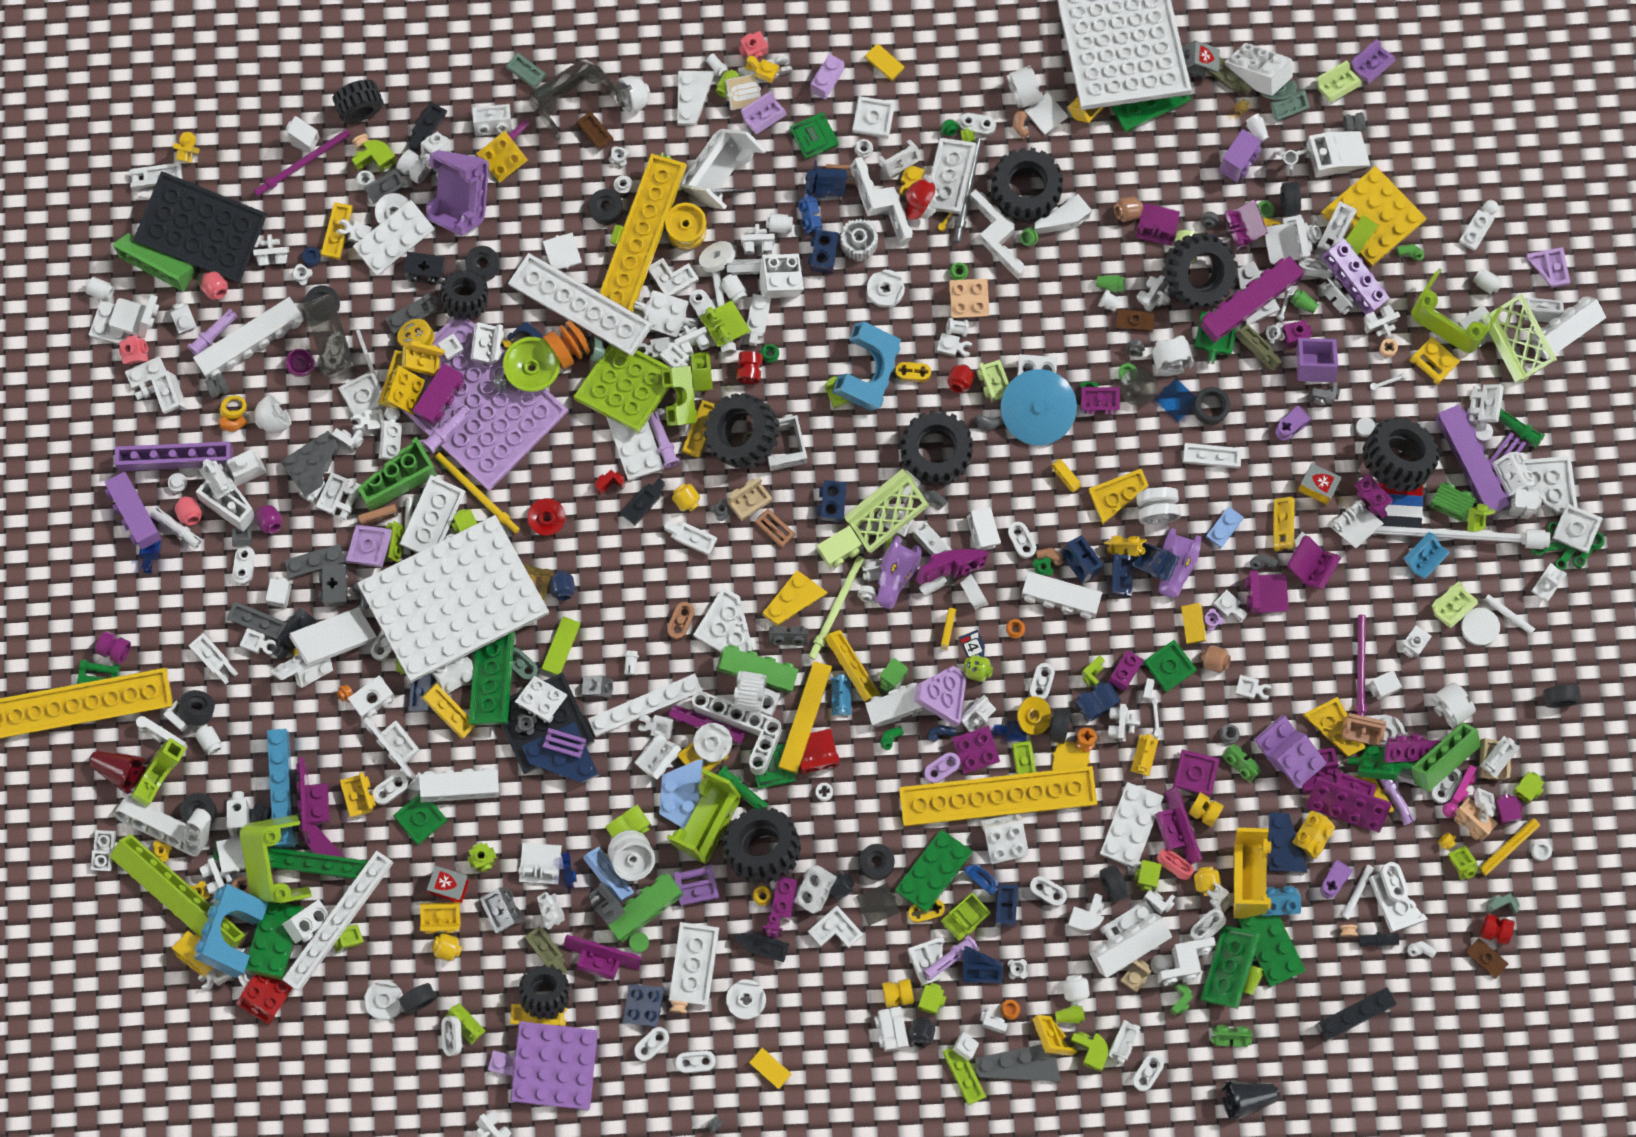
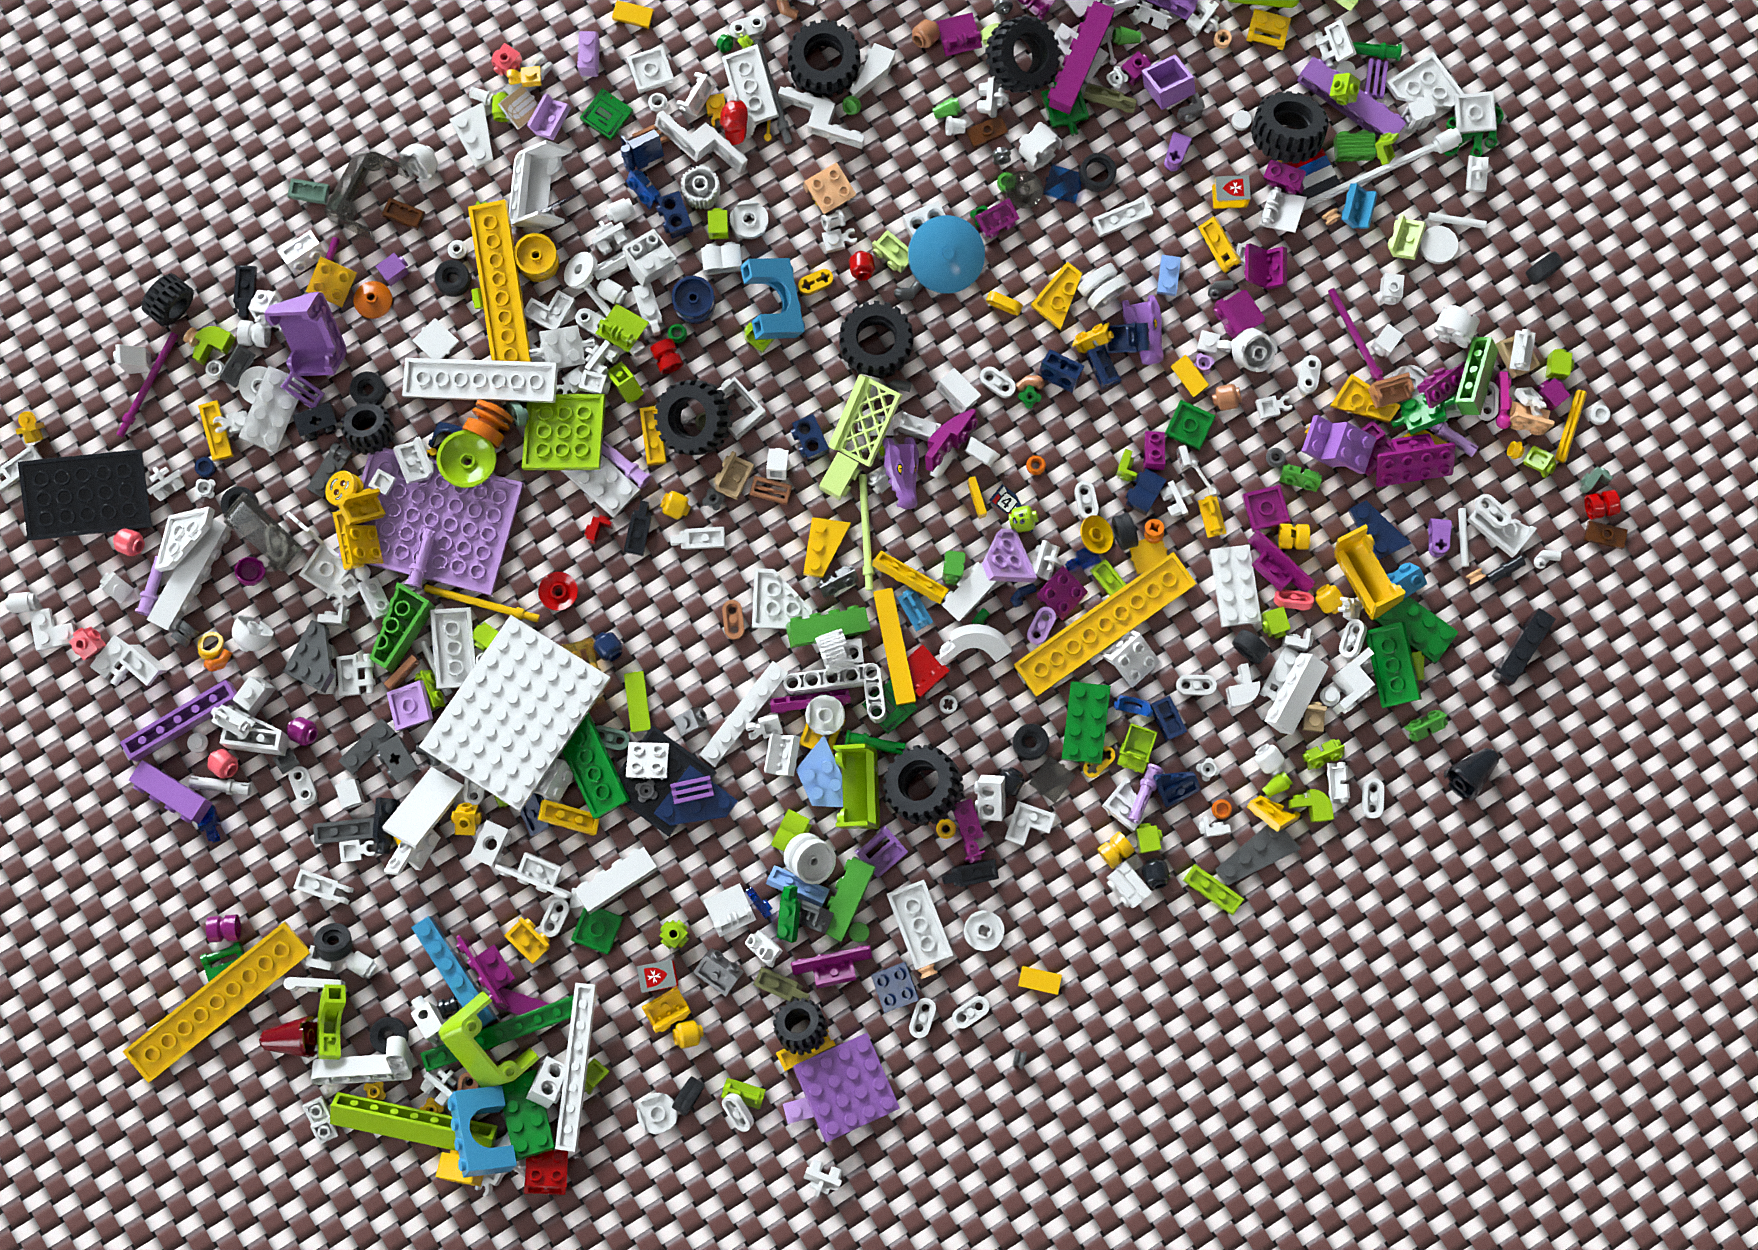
camera: 30 degrees left, 5 degrees up
(134, 317) = (69, 611): white bracket -> none
(155, 263) = (60, 550): bright green slope -> none
(230, 855) = (442, 1060): white piece -> none
(259, 303) = (182, 535): none -> white plate
(344, 693) = (463, 853): orange plate -> none
(363, 666) = (466, 819): none -> yellow brick
(420, 221) = (288, 380): none -> medium lavender tile
(439, 395) = (397, 532): magenta brick -> none
(500, 382) = (447, 490): flat silver plate -> none
(532, 197) = (378, 306): none -> orange dish
(560, 172) = (393, 269): none -> medium lavender brick
(587, 893) = (789, 914): none -> green hinge
(619, 151) = (433, 222): white plate -> none
(630, 662) = (709, 682): white pin -> none
(683, 410) = (628, 426): lime arch -> none
(792, 509) = (777, 464): none -> white brick
(799, 321) = (693, 288): none -> dark blue wheel
(843, 309) = (721, 258): none -> white brick
(856, 278) = (718, 224): none -> lime brick
(867, 593) = (887, 505): white plate -> none
(881, 747) = (978, 637): none -> white arch
(959, 266) = (805, 164): bright green plate -> none
(965, 1046) = (1201, 864): white plate -> none
(1062, 595) = (1059, 413): white brick -> none
(1135, 1013) = (1332, 752): none -> lime hinge
(1181, 1006) = (1368, 722): bright green bracket -> none
(1270, 633) = (1254, 350): none -> white brick
(1300, 678) = (1309, 373): none -> white plate
(1314, 834) = (1399, 506): yellow bracket -> none
(1374, 386) = (1228, 80): white hinge -> none
(1397, 552) = (1331, 216): none -> light nougat bush
(1468, 446) = (1345, 88): none -> lime brick
(1513, 472) = (1393, 92): white bracket -> none

